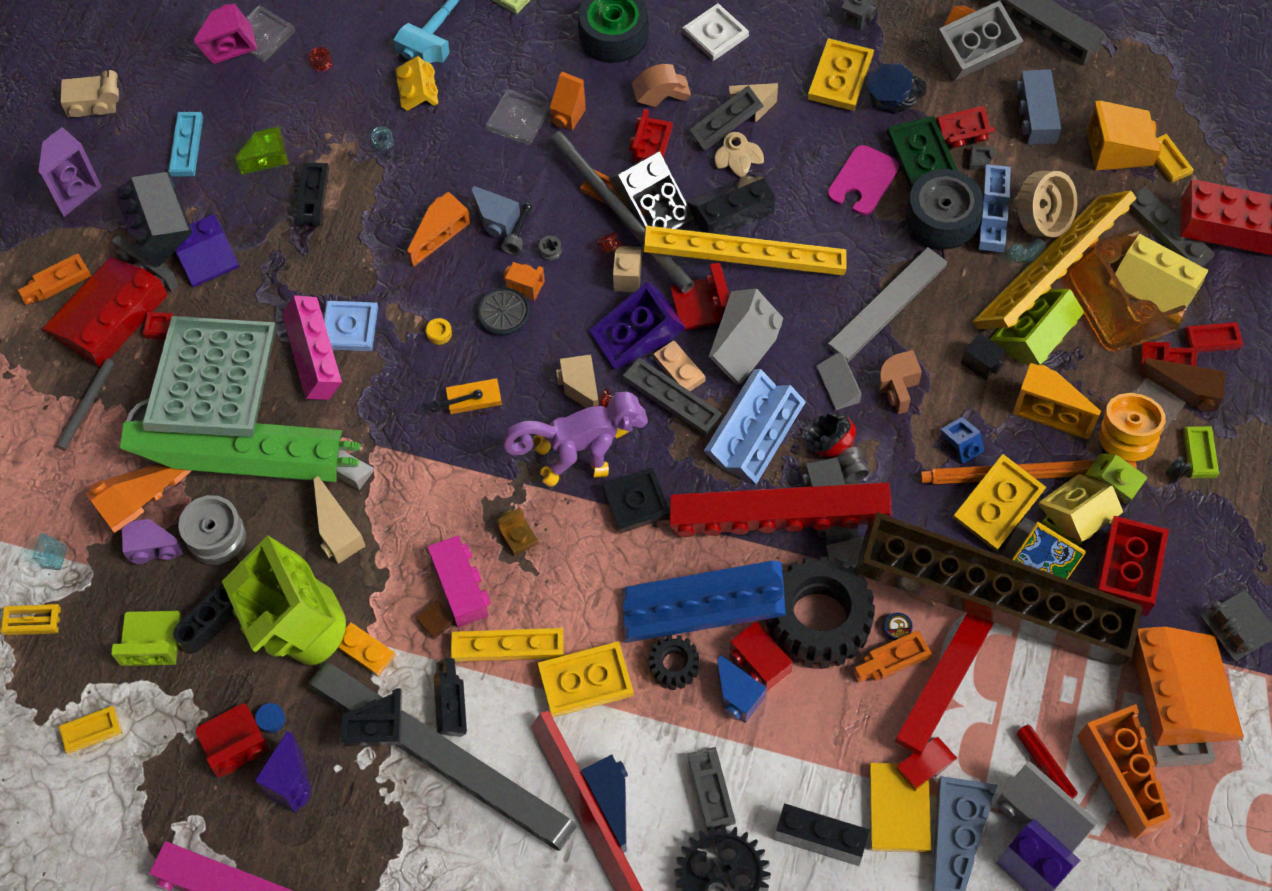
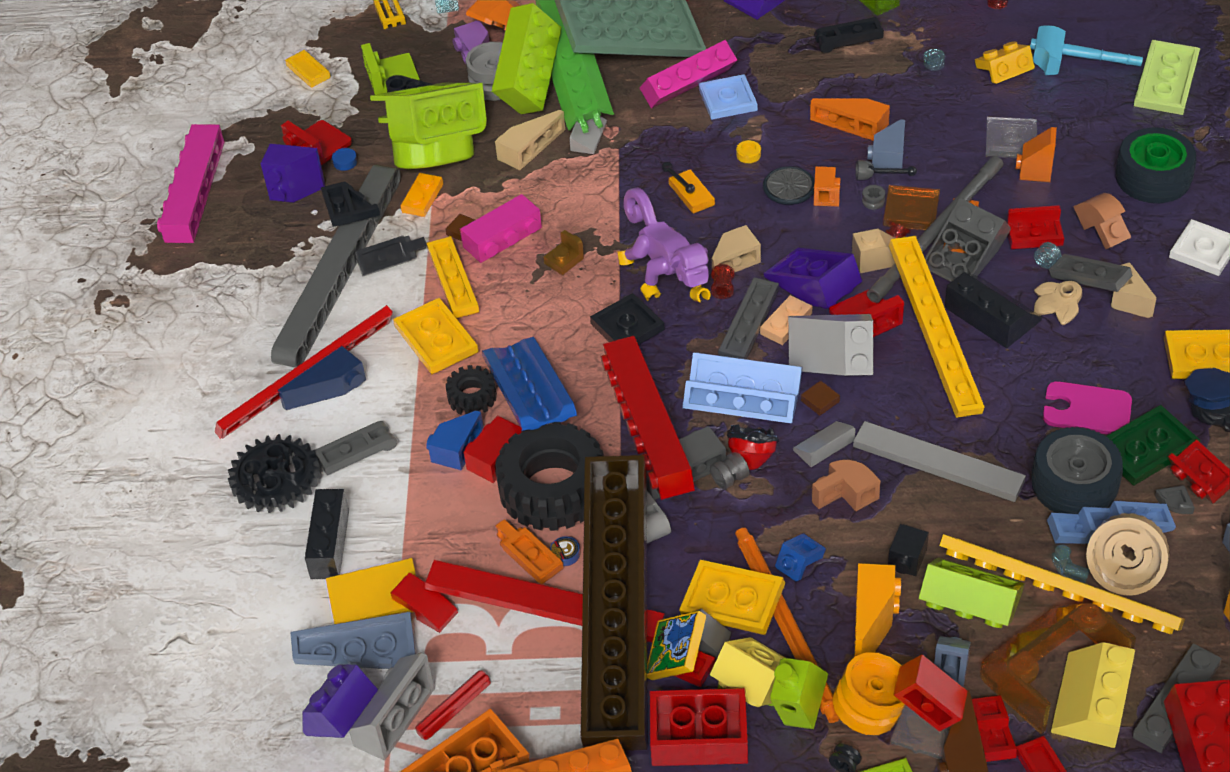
camera: 75 degrees right, 15 degrees down
(235, 484) = (526, 59): none -> lime brick
(577, 223) = (911, 206): none -> clear orange tile
(685, 142) = (1047, 255): none -> clear light blue bush
(785, 369) = (820, 398): none -> reddish brown tile
(1107, 360) = (953, 657): none -> sand blue slope
(1153, 382) = (930, 693): none -> red brick

